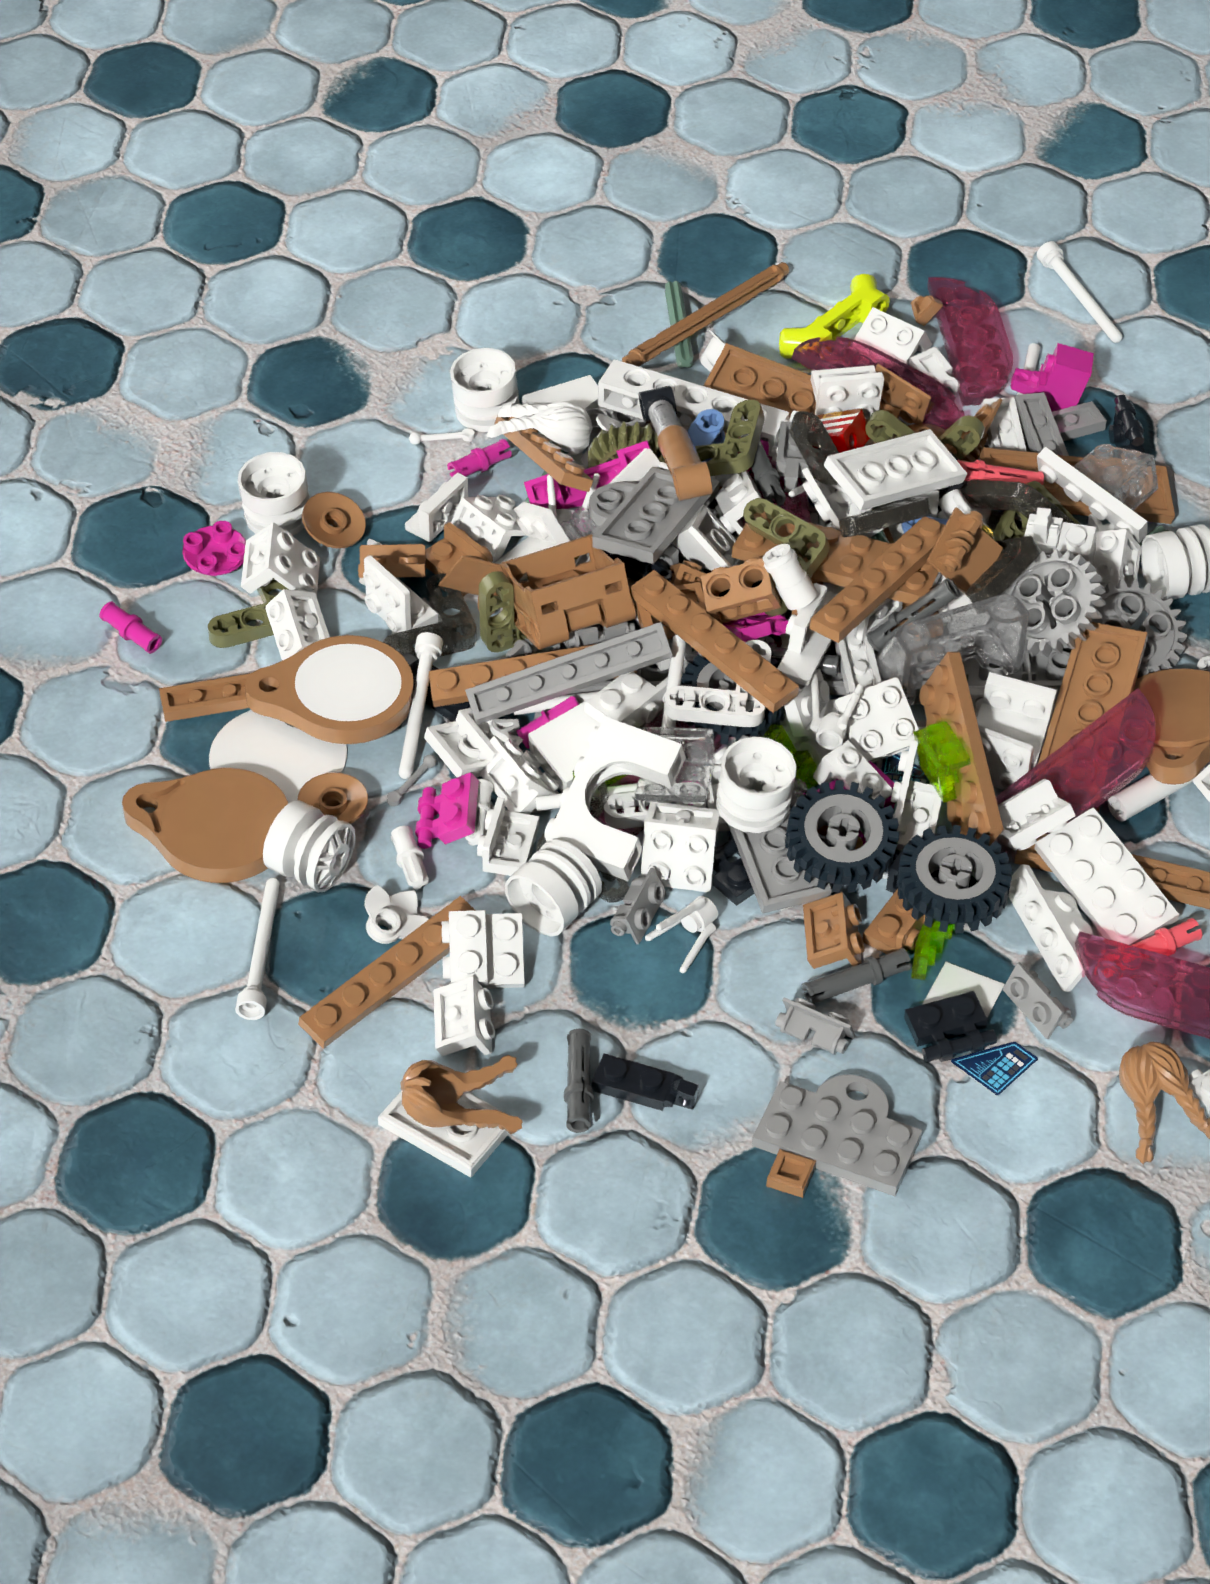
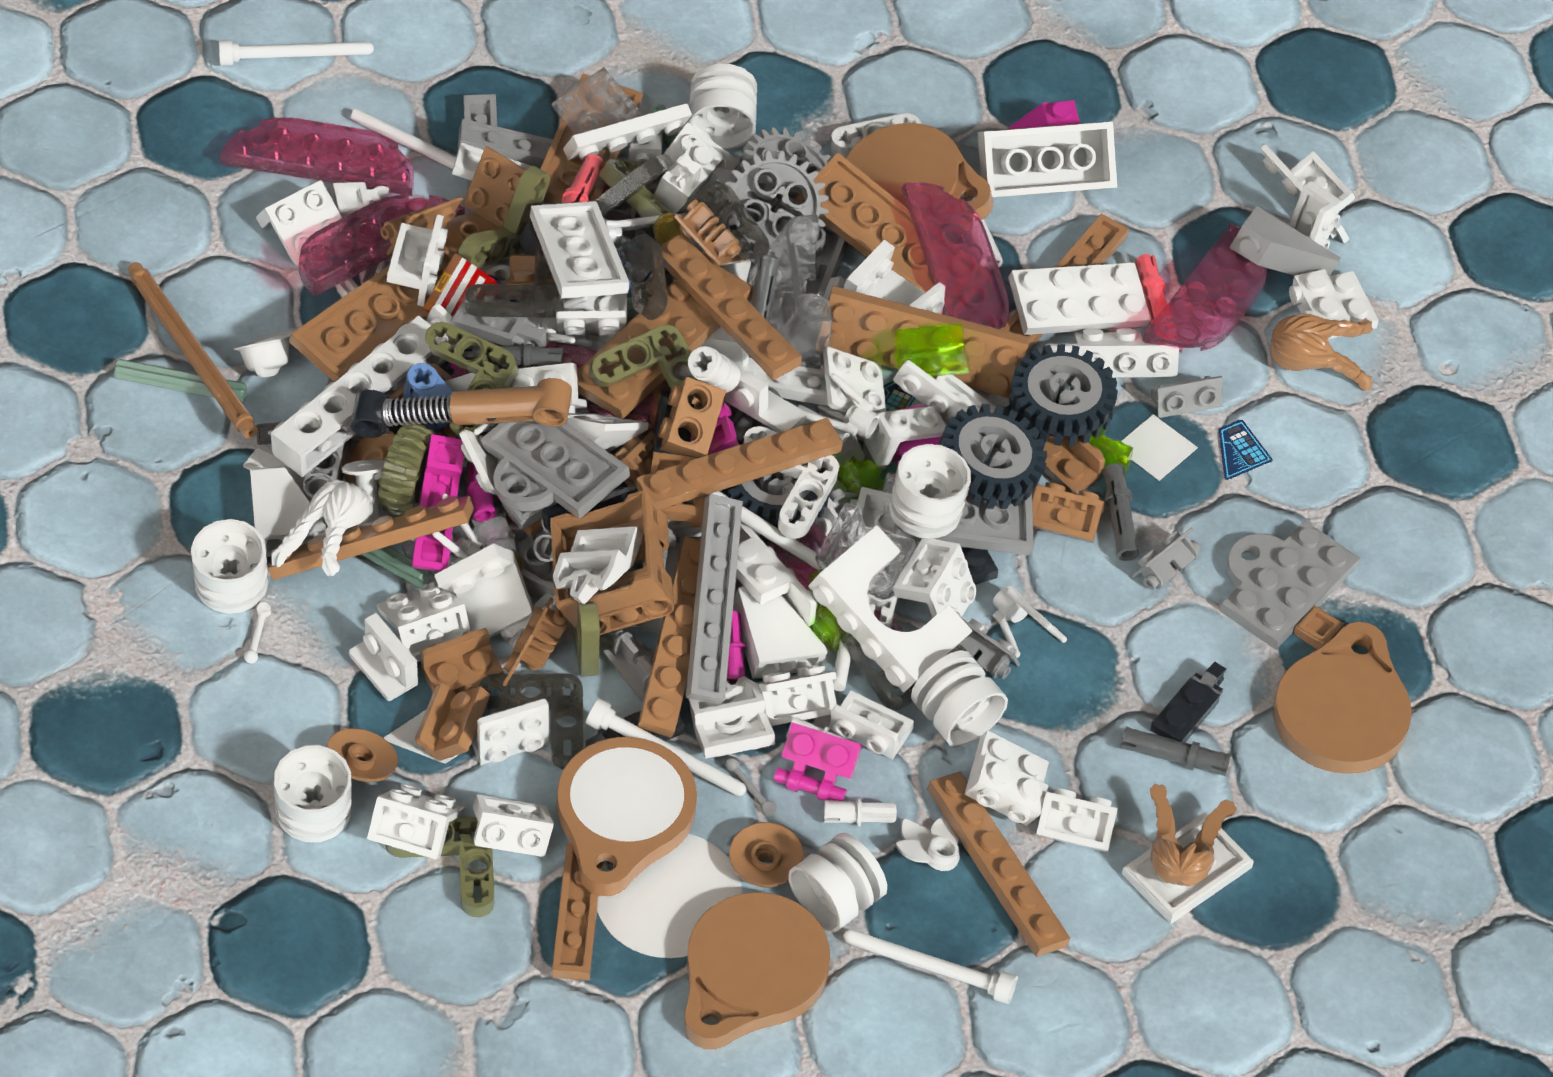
camera: 75 degrees left, 5 degrees up
(130, 627) = (441, 979): dark pink pin -> none
(214, 549) = (351, 876): dark pink dish -> none
(480, 459) = (315, 608): dark pink pin -> none
(539, 567) = (596, 560): none -> white plate
(702, 1211) = (1344, 706): none -> medium nougat piece
(839, 318) = (234, 218): neon yellow plate -> none
(925, 308) = (260, 174): medium nougat tile -> none
(947, 1019) = (1185, 466): black plate -> none
(1032, 815) = (1007, 309): white bracket -> none
(1060, 377) = (438, 105): dark pink hinge -> none
(1126, 430) = (530, 84): black plate -> none

